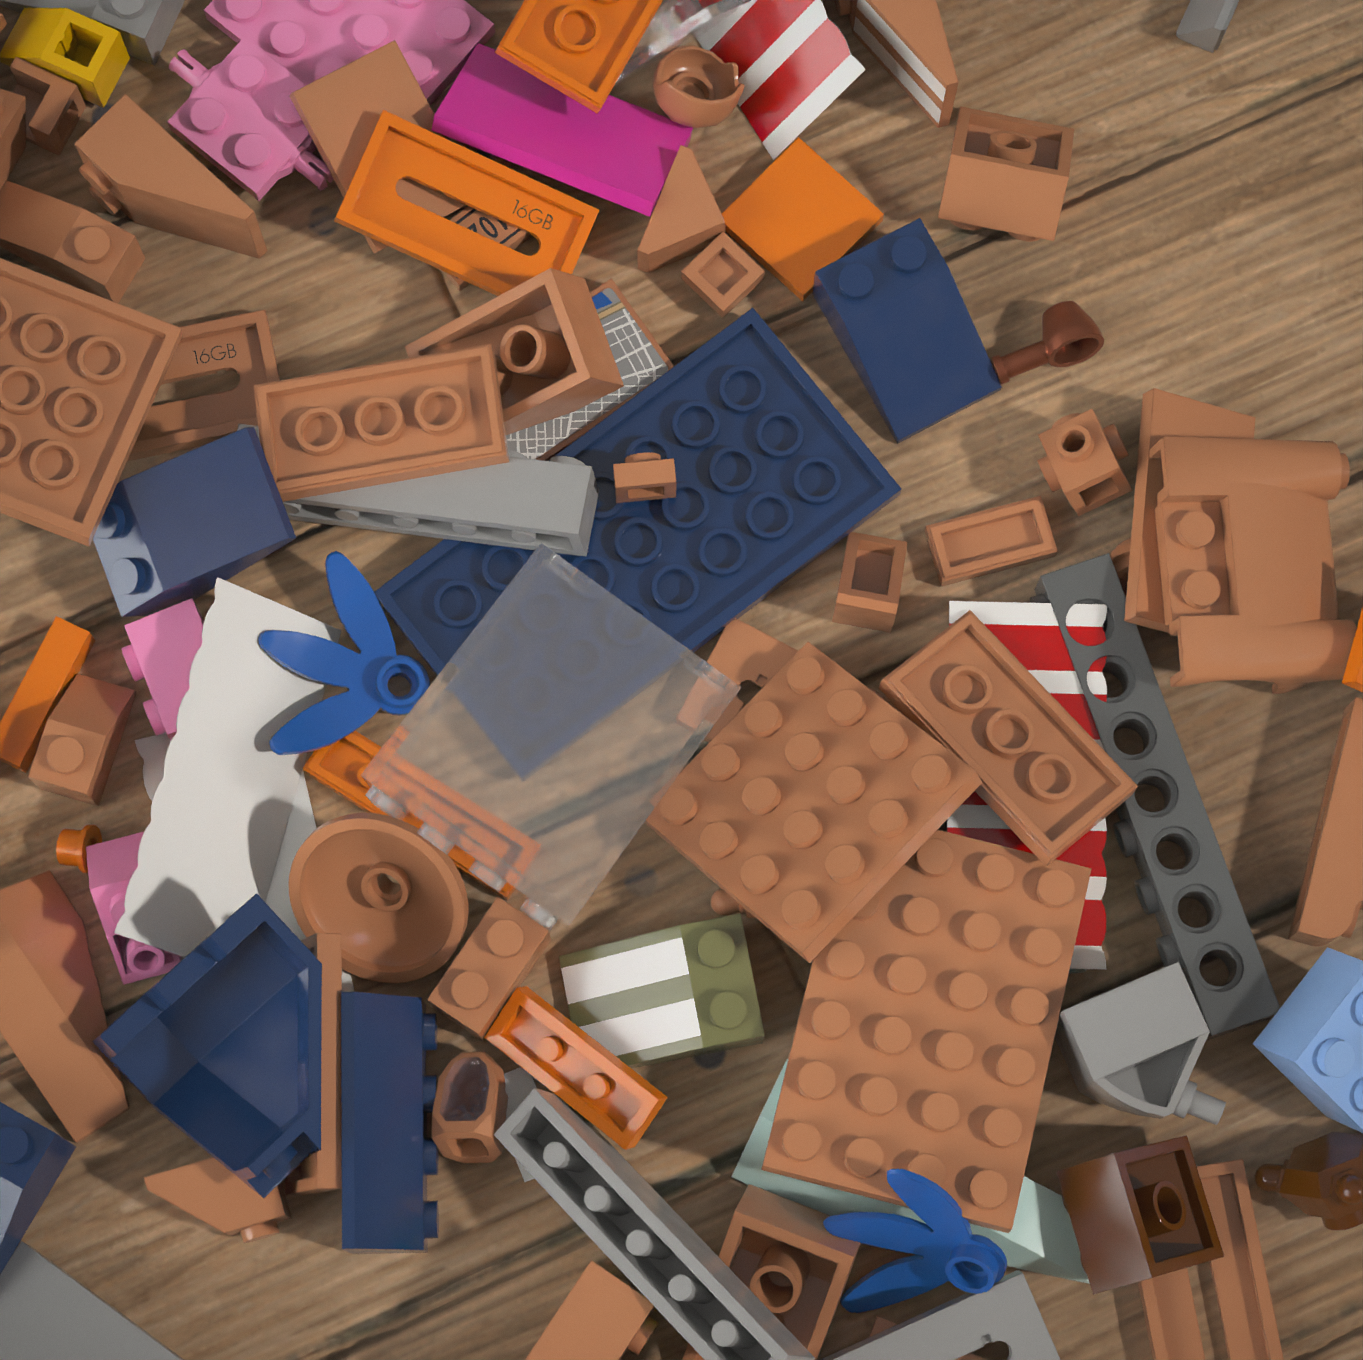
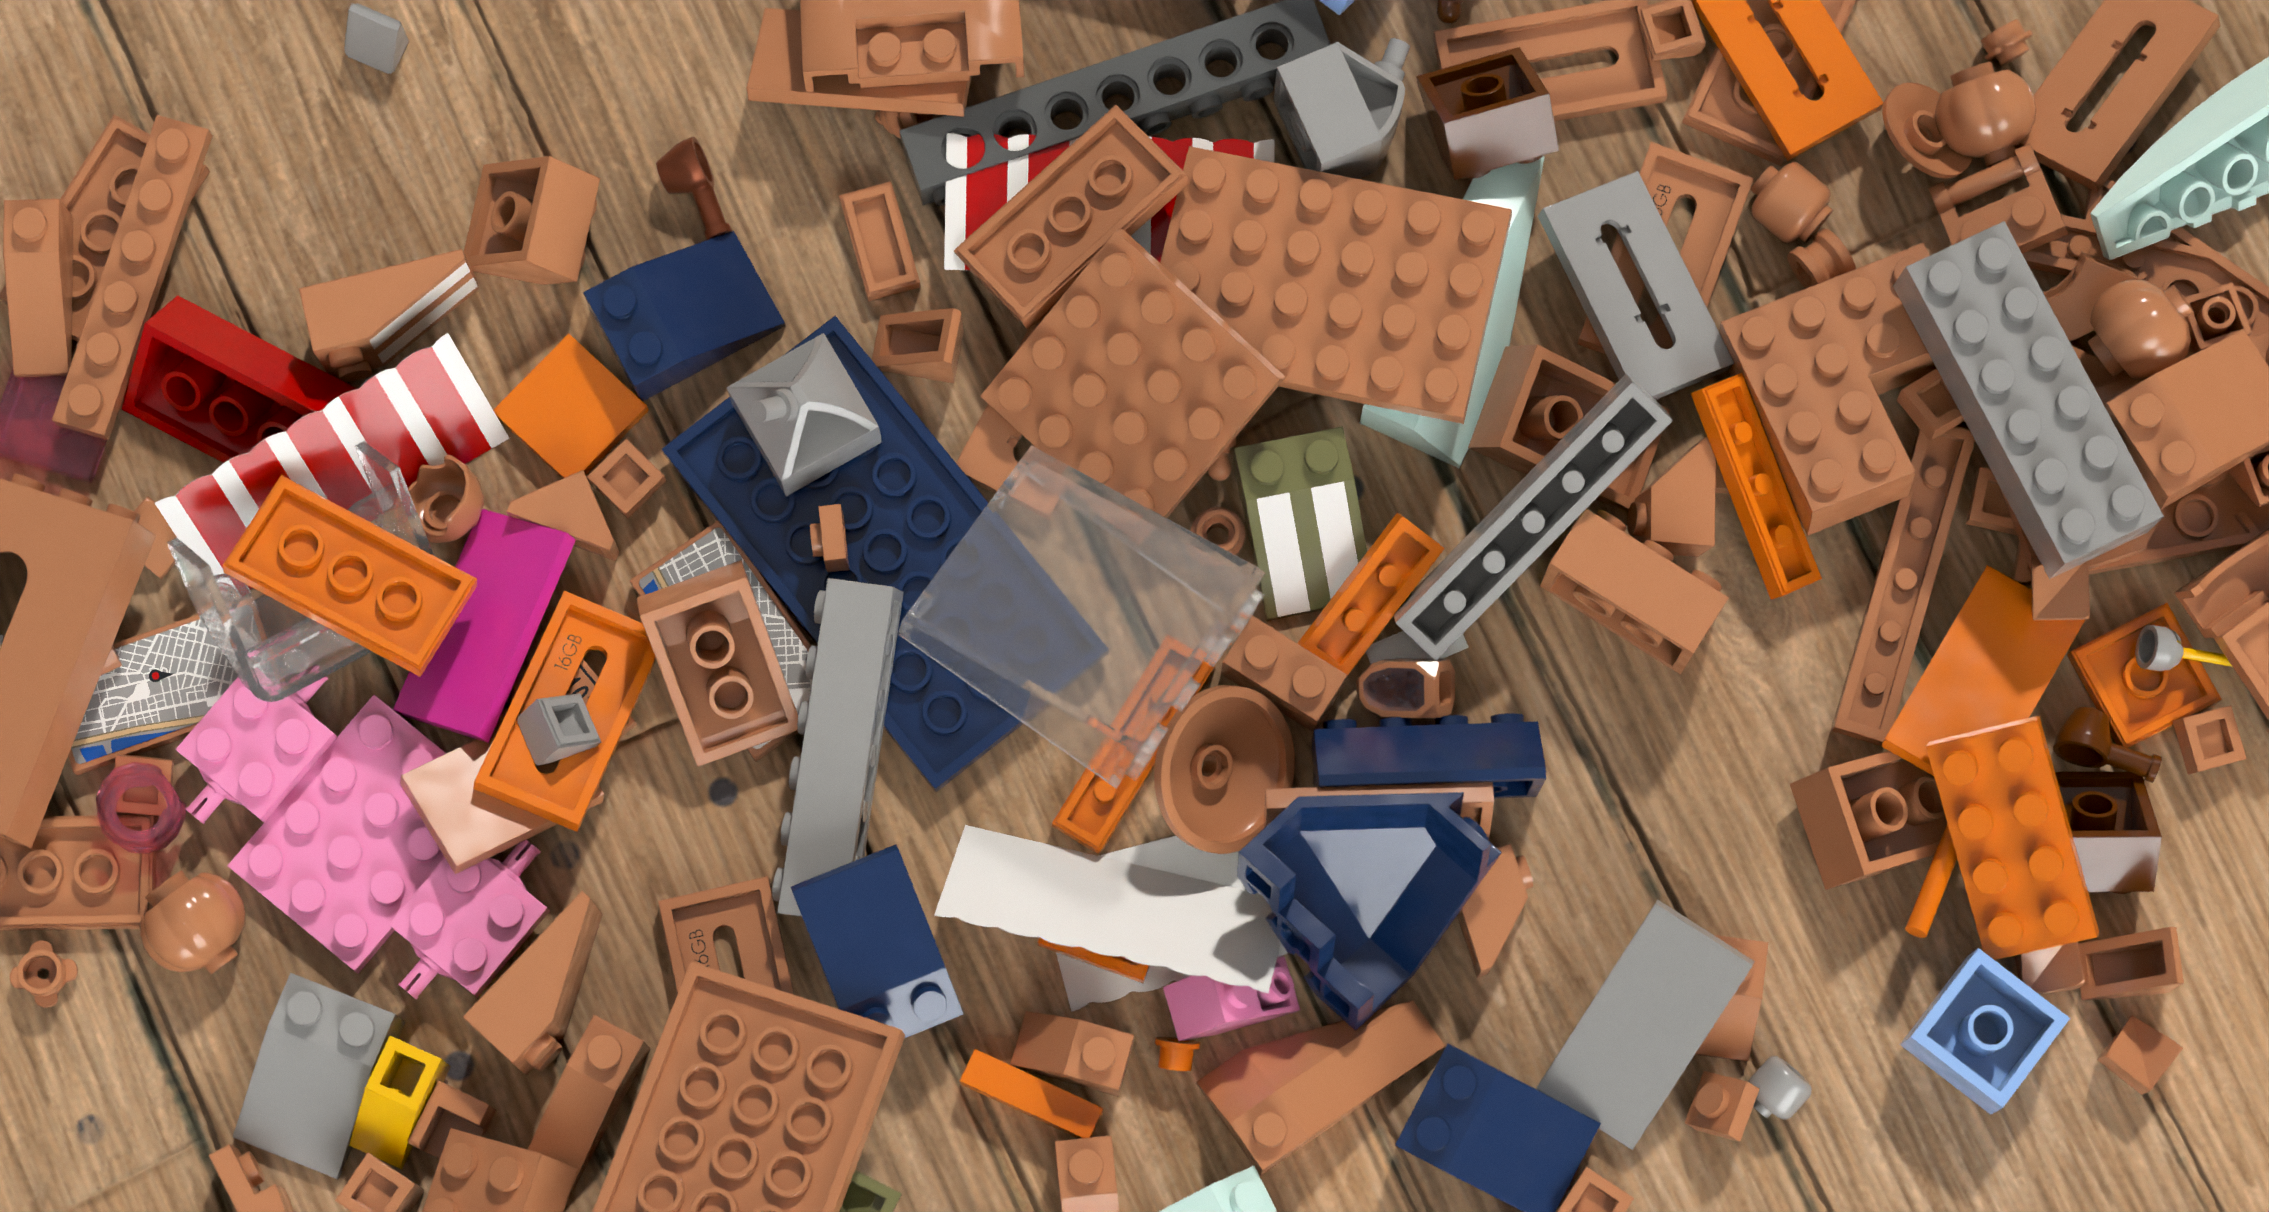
camera: 90 degrees left, 0 degrees up
(163, 655) = (1006, 966): bright pink slope -> none
(335, 665) = (1009, 800): blue plant -> none
(382, 422) = (782, 772): nougat tile -> none
(444, 200) = (557, 728): none -> light grey slope
(648, 884) = (1223, 519): none -> nougat plate
(781, 447) = (804, 414): none -> light grey piece
(942, 1247) = (1527, 282): blue plant -> none
(1084, 461) = (827, 150): nougat brick -> none

